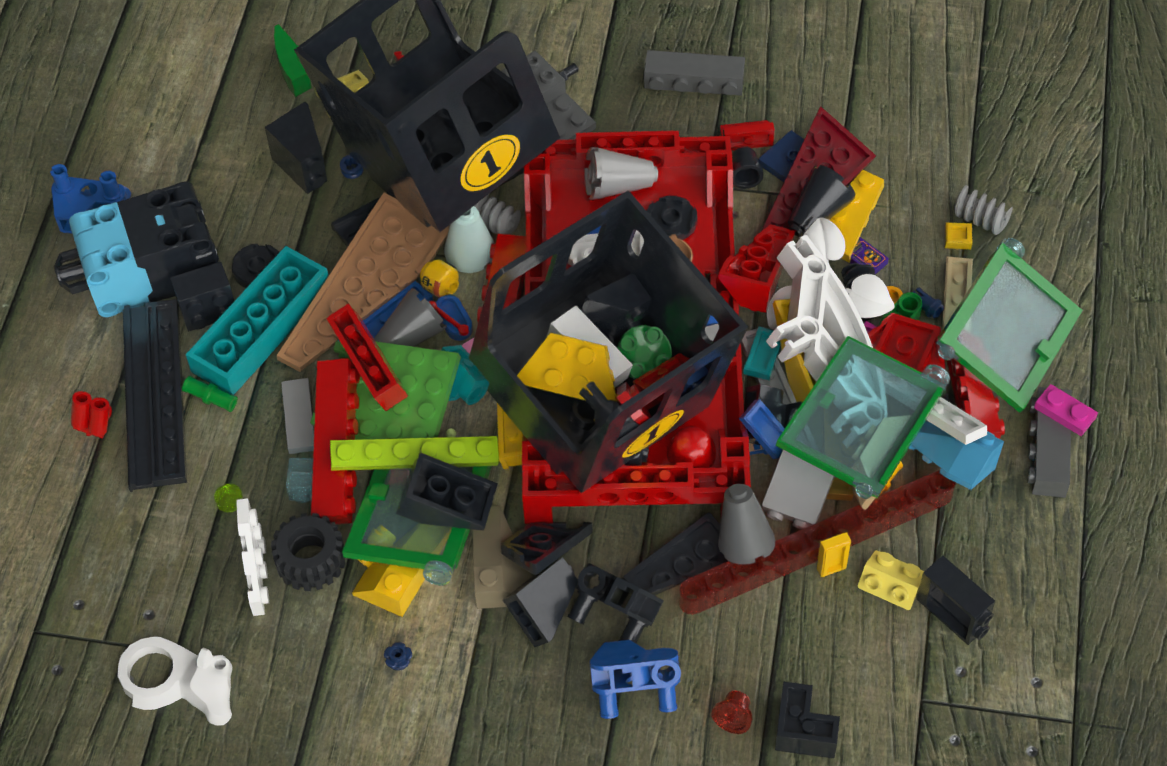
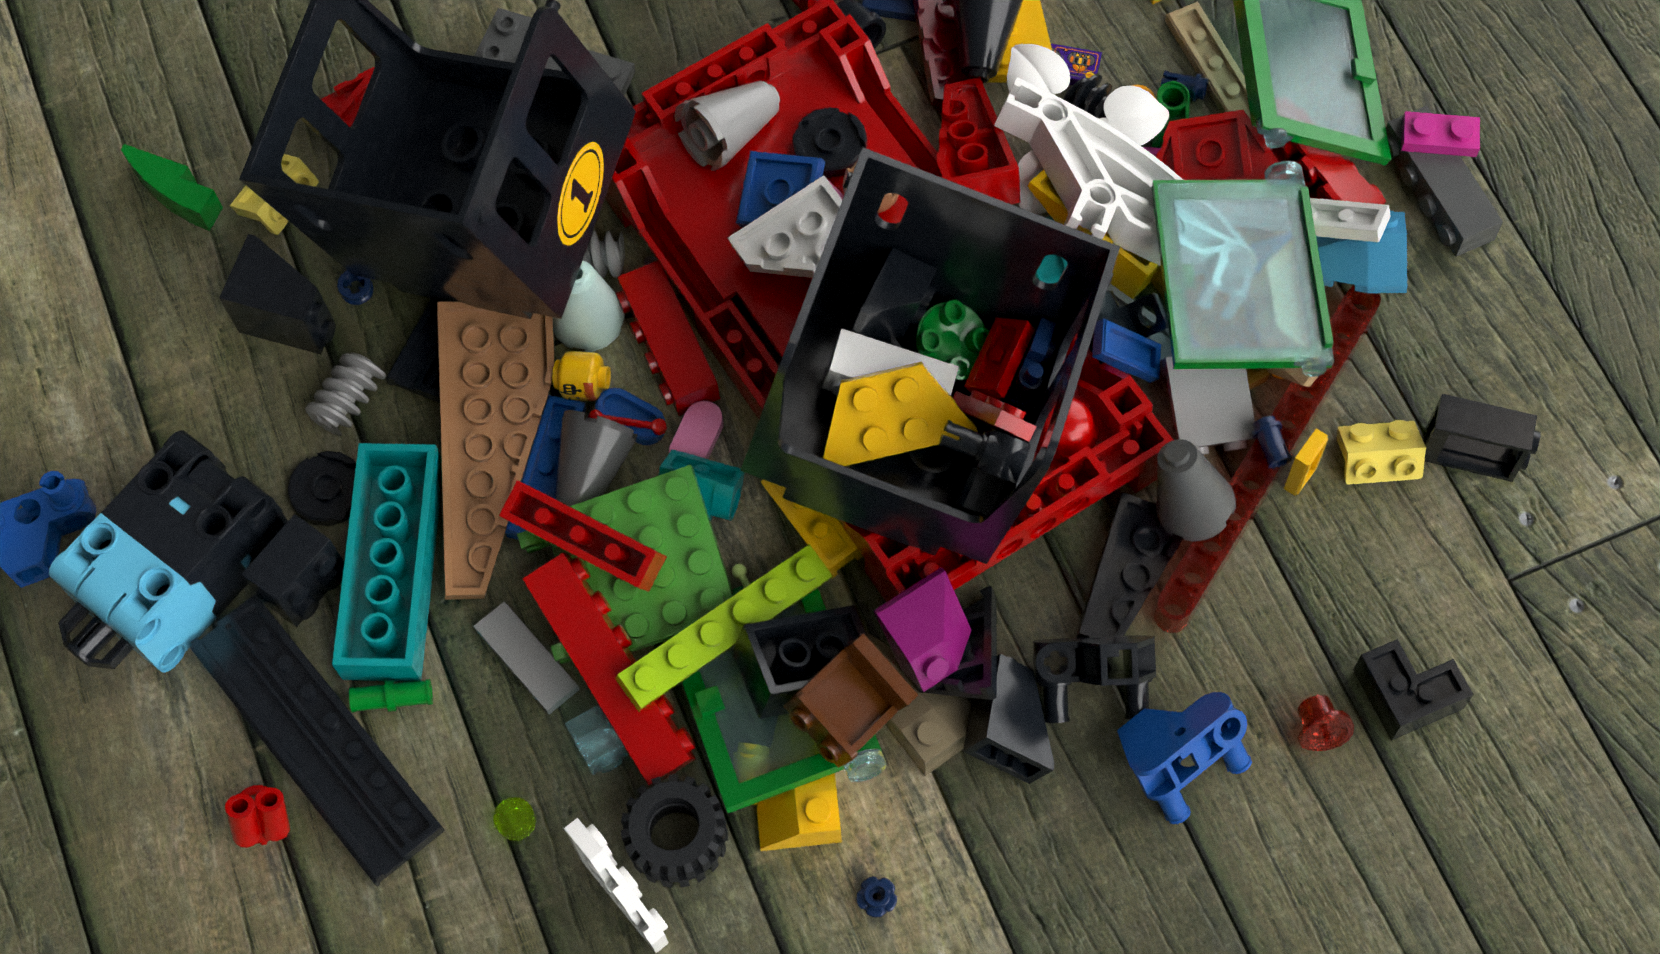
camera: 30 degrees left, 10 degrees up
(302, 217) = (342, 392): none -> light grey piece
(449, 528) = (849, 700): none -> reddish brown panel
(526, 514) = (926, 629): none -> magenta slope
(819, 522) = (1271, 441): none -> dark blue pin

